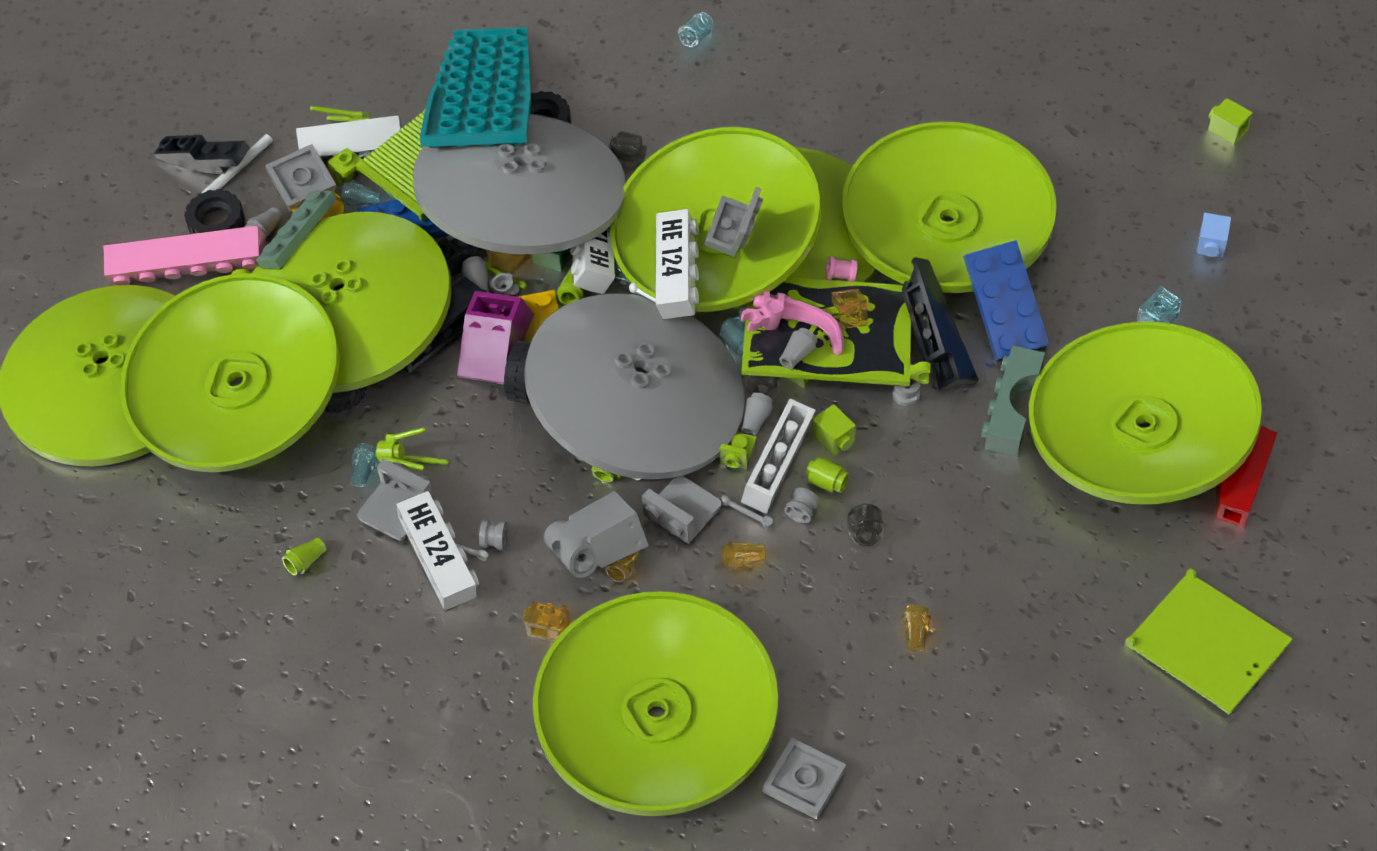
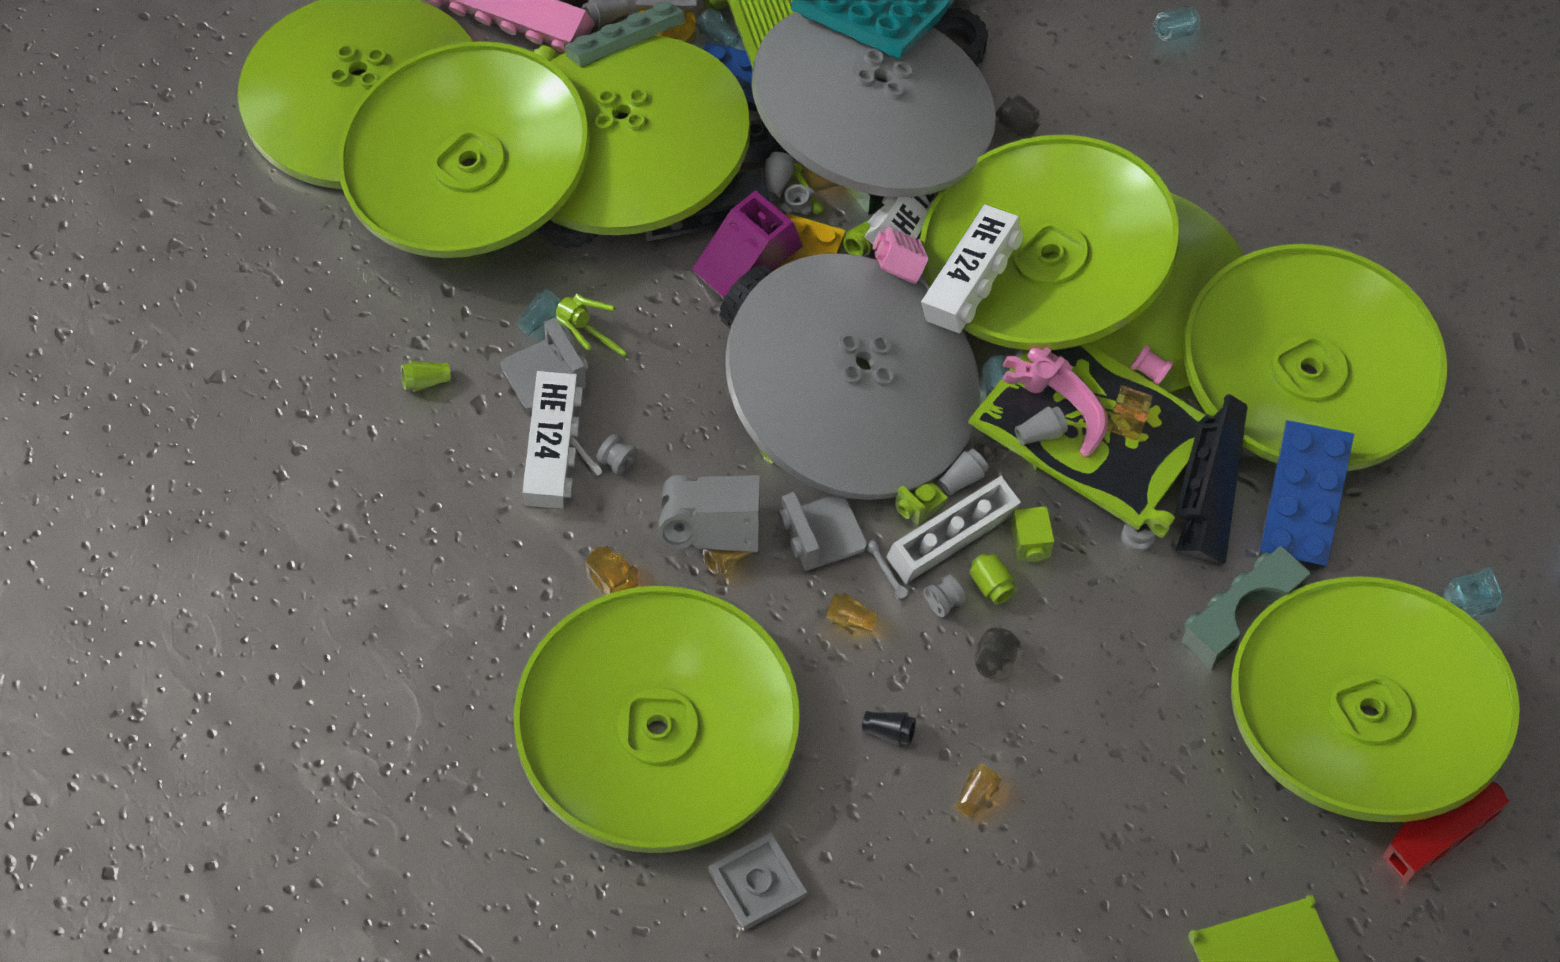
camera: 25 degrees right, 5 degrees up
(615, 281) = (900, 254): none -> bright pink brick
(733, 224) = (1054, 256): light grey bracket -> none
(824, 617) = (891, 726): none -> black cone

